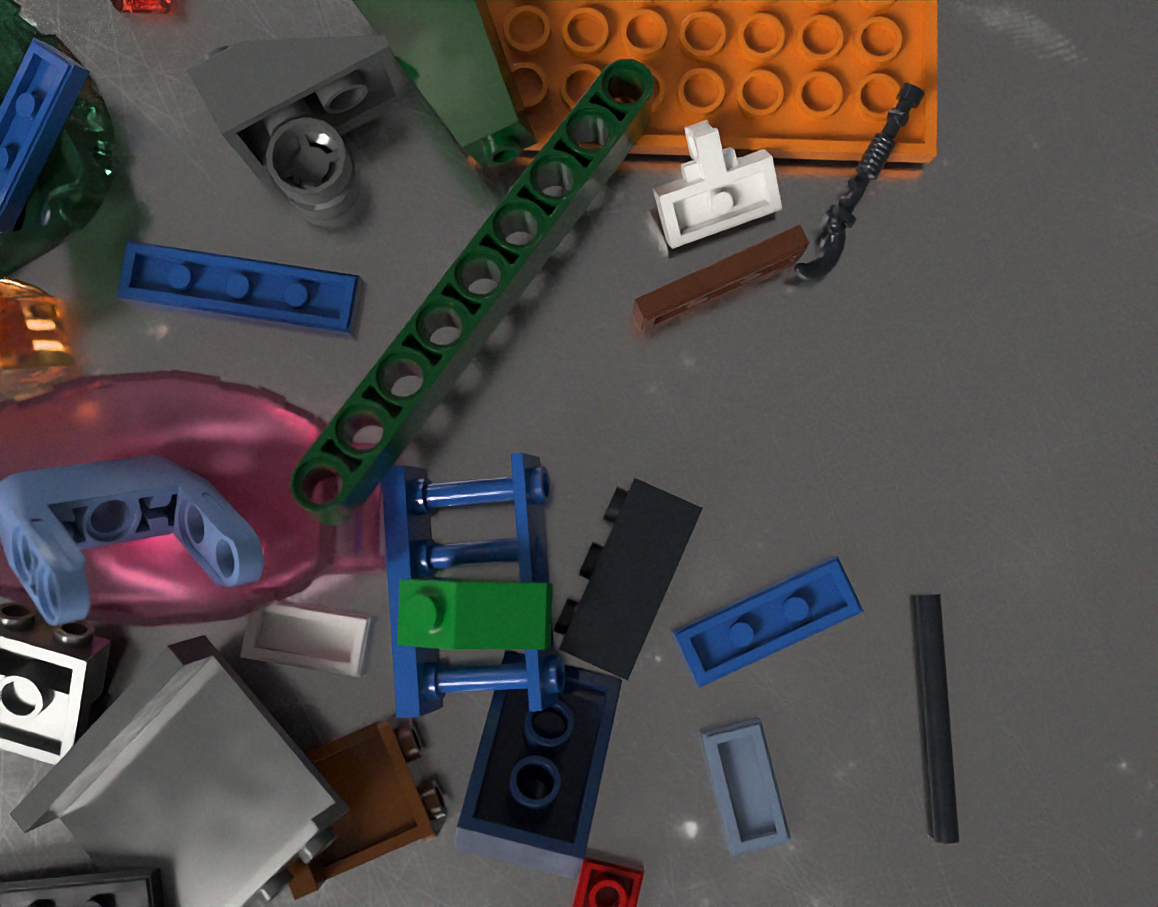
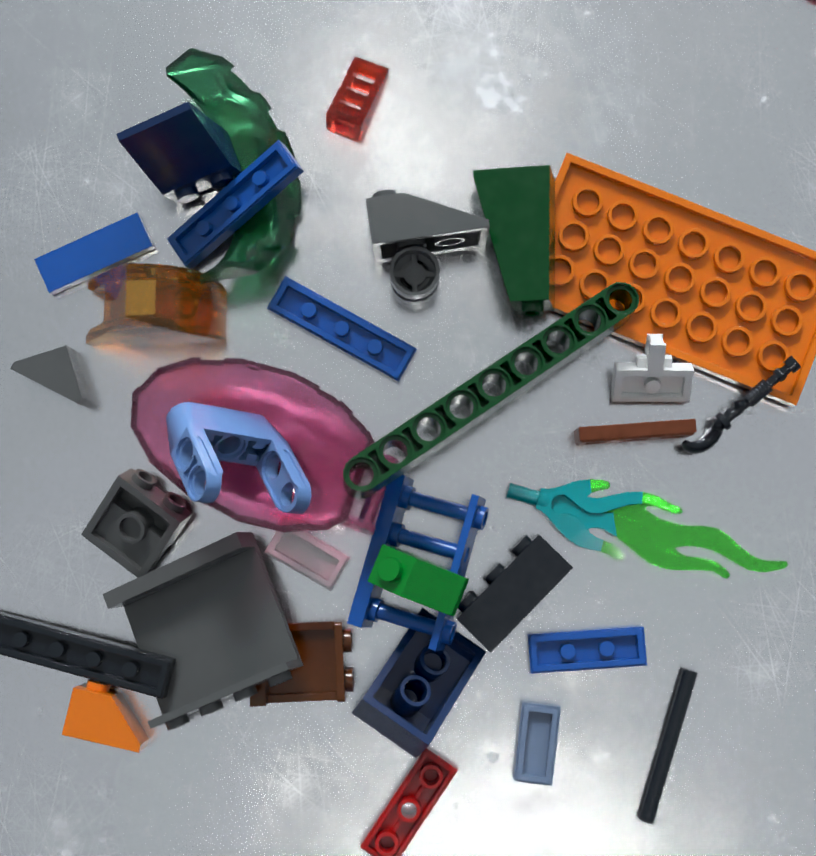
camera: 25 degrees right, 0 degrees up
(774, 417) = (642, 532): none -> piece

